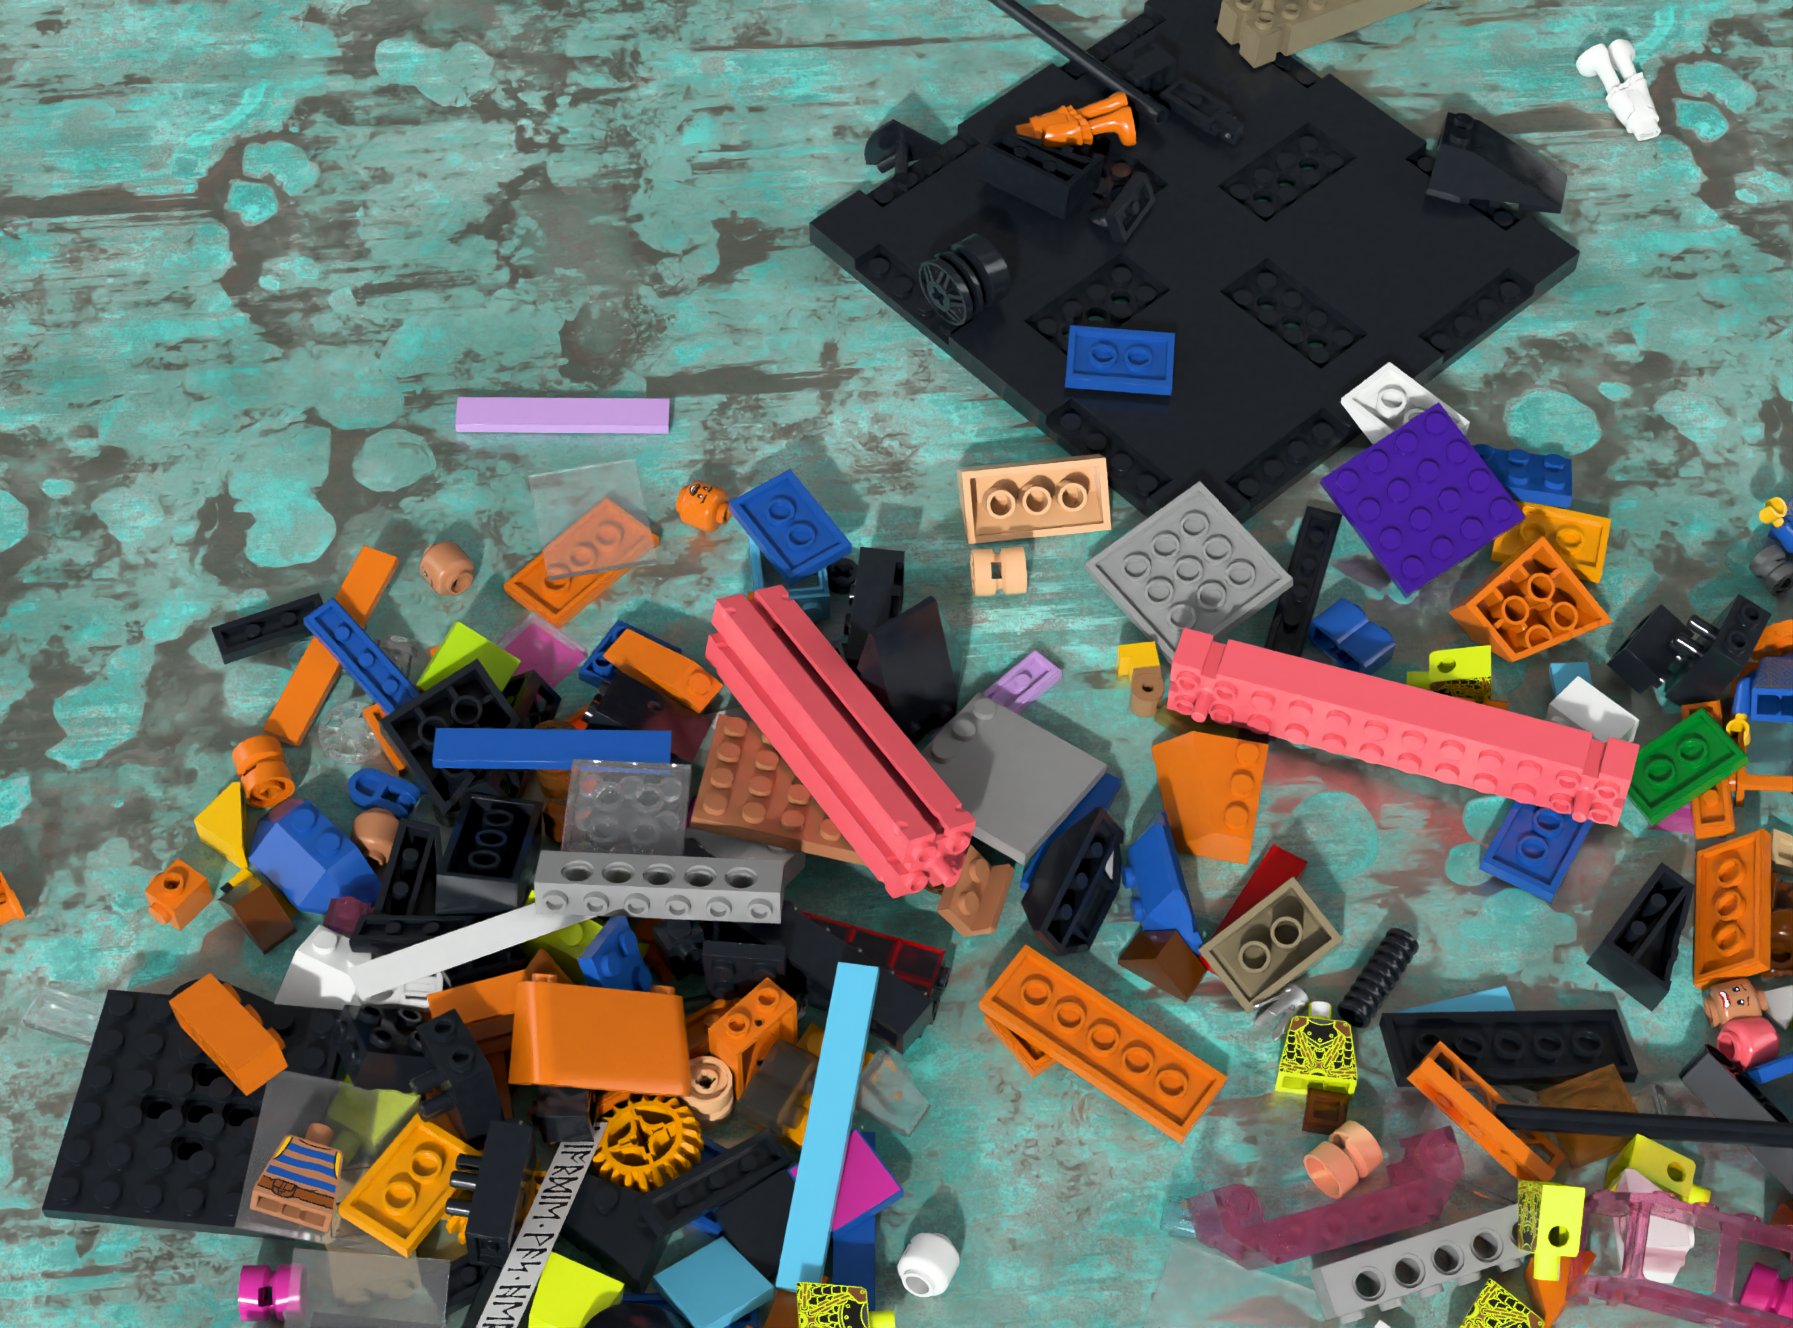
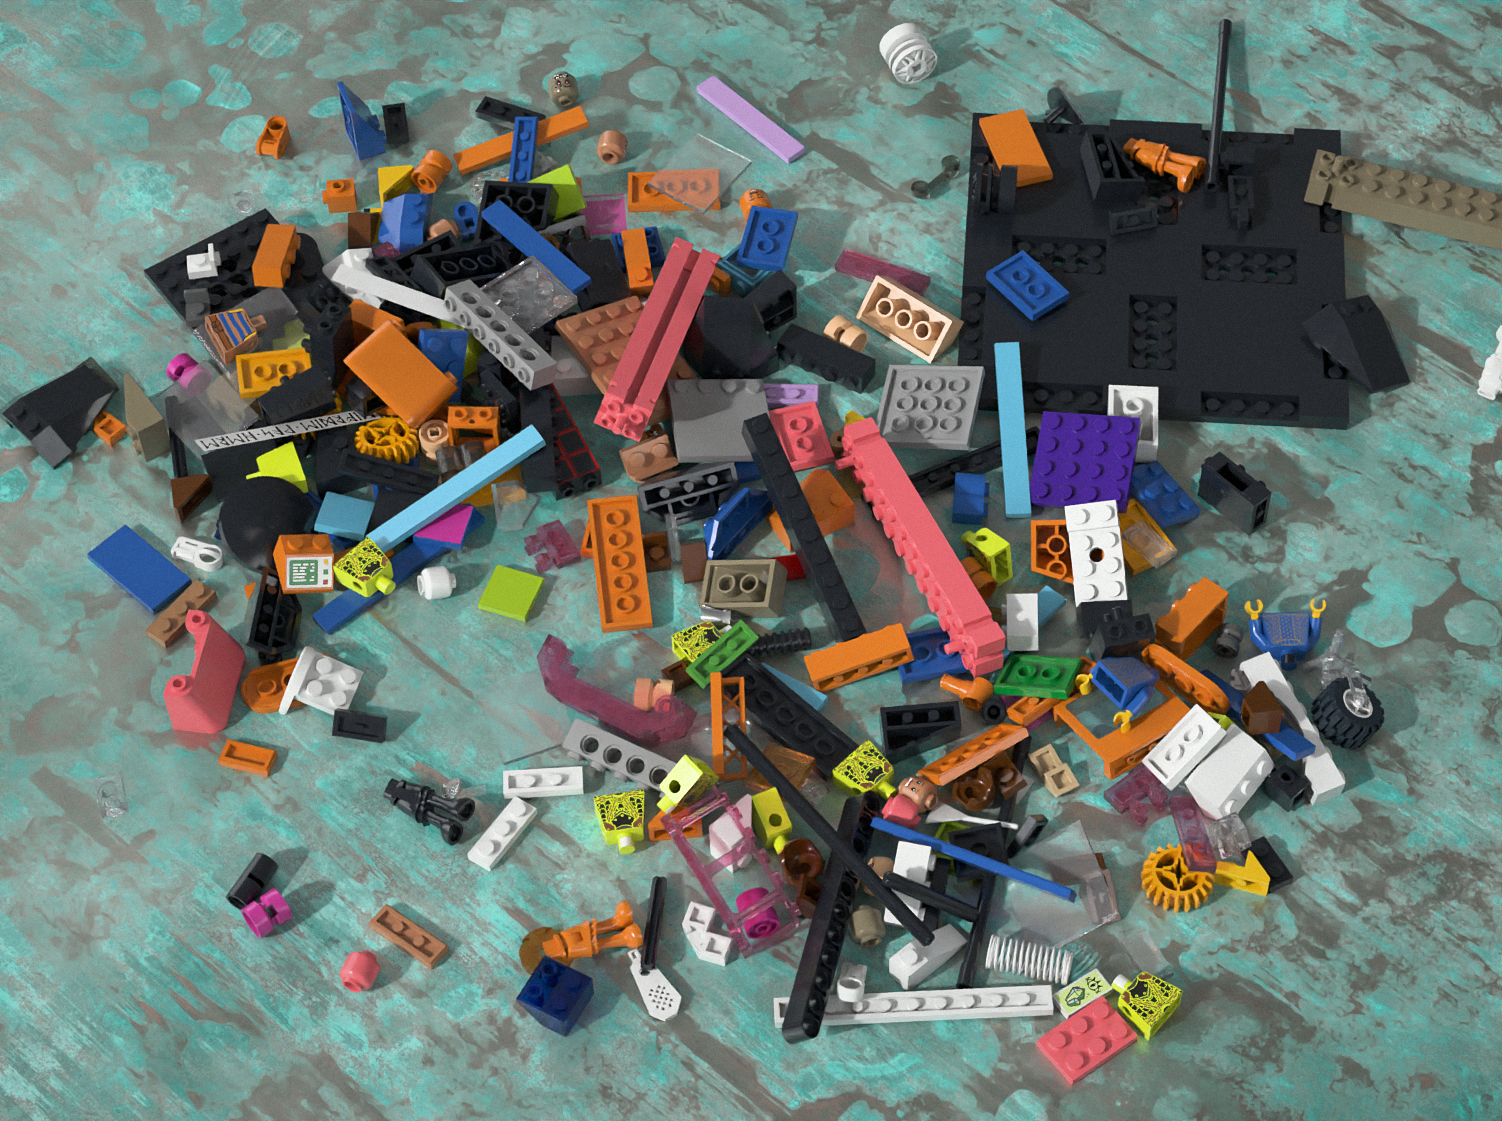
camera: 50 degrees right, 0 degrees up
(100, 788) = (361, 125): none -> blue slope
(131, 1127) = (203, 264): none -> white bracket
(132, 750) = (395, 123): none -> black plate
(202, 1191) = (197, 306): none -> dark grey bracket
(298, 546) = (563, 89): none -> dark tan head
(660, 208) = (908, 53): none -> white wheel
(856, 305) = (950, 169): none -> clear smoke bar
(903, 221) = (1016, 144): none -> orange tile
(929, 473) = (868, 267): none -> clear pink tile
(999, 1085) = (558, 544): none -> clear pink plate
(1018, 610) = (826, 358): none -> black brick
(1021, 1194) = (511, 593): none -> lime tile
(1097, 721) = (802, 435): none -> coral plate
(1120, 988) = (656, 551): none -> reddish brown bracket
(1128, 959) = (672, 537): none -> clear tile
(1275, 819) = (802, 529): none -> black brick
(1302, 528) = (1012, 430): none -> medium azure tile
(1367, 1039) = (722, 653): none -> bright green plate
(1490, 911) = (858, 658): none -> orange brick
(1585, 533) = (1149, 544): none -> clear tile
(1590, 413) = (1234, 493): none -> black piece
(1602, 611) = (1092, 528): none -> white piece
(1631, 843) = (972, 693): none -> orange pin
(1662, 1032) = (865, 771): none -> neon yellow torso
(1681, 845) = (993, 711): none -> black plate
(1731, 563) = (1192, 619): none -> orange piece
(1743, 1190) = (801, 857): none -> reddish brown hair

